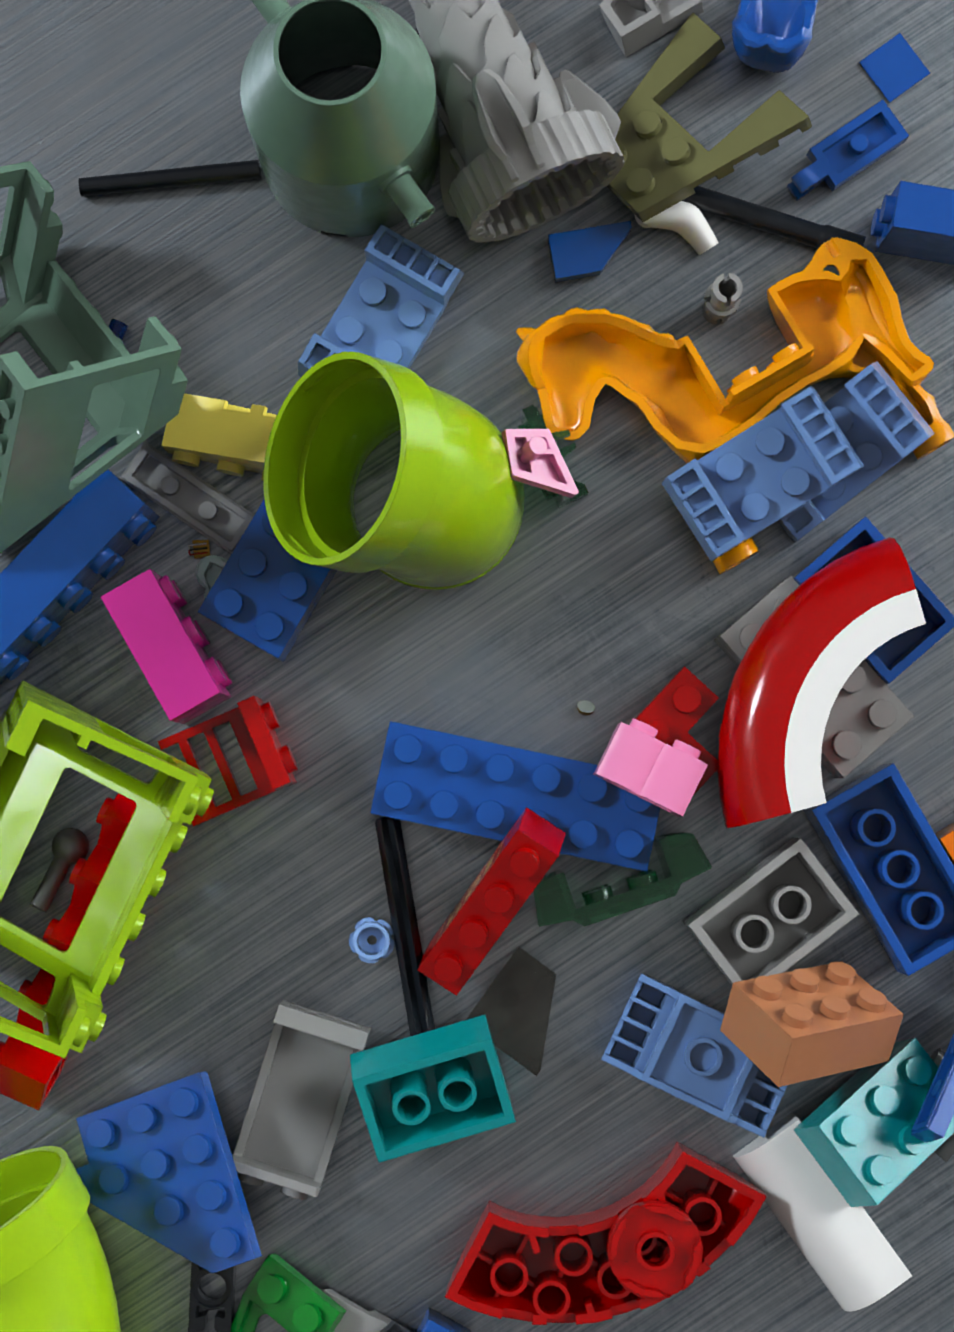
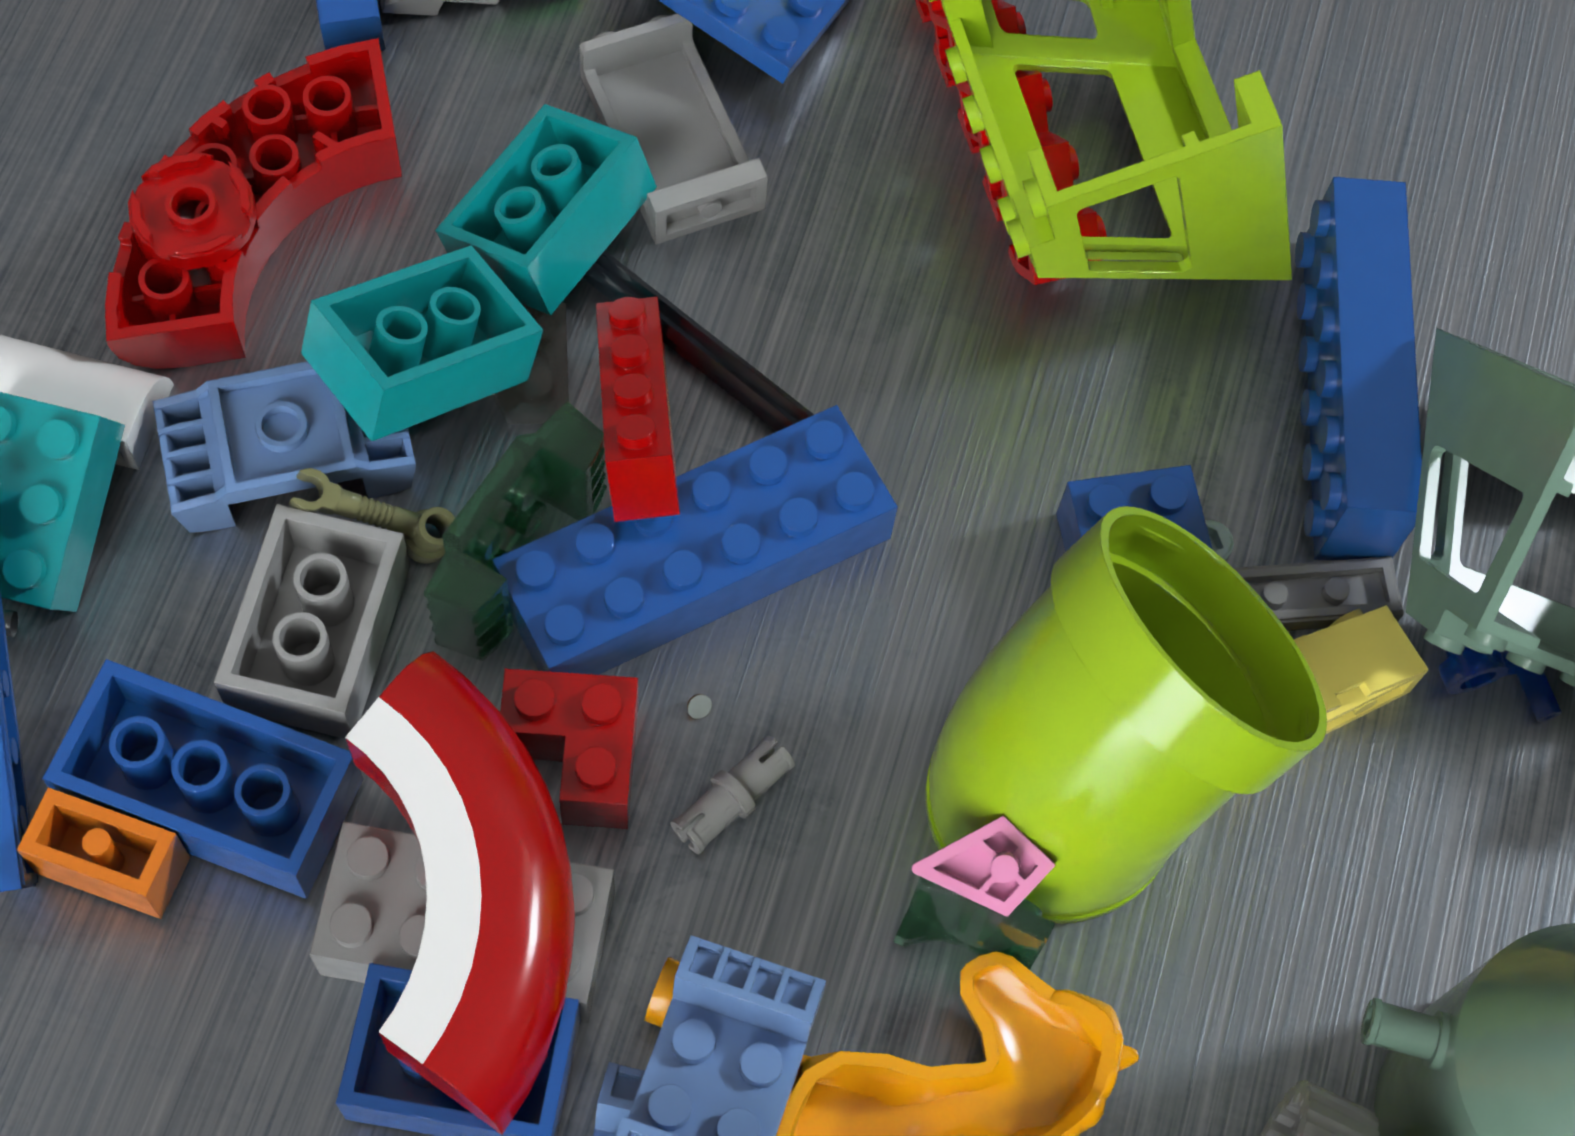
camera: 130 degrees right, 20 degrees down
(67, 848) = (1089, 163): dark grey bar -> none
(168, 646) = (1184, 408): dark pink brick -> none
(200, 548) = (1243, 556): pearl gold piece -> none
(266, 758) = (1003, 404): red plate -> none
(372, 952) = (726, 299): light blue plate -> none
(388, 304) = (1288, 937): medium blue plate -> none
(588, 1041) = (420, 341): none -> teal brick
(610, 639) = (732, 794): none -> light grey pin
(651, 768) = (577, 647): bright pink brick -> none
(671, 939) = (335, 500): none -> olive brick
(811, 1022) = (184, 523): nougat brick -> none

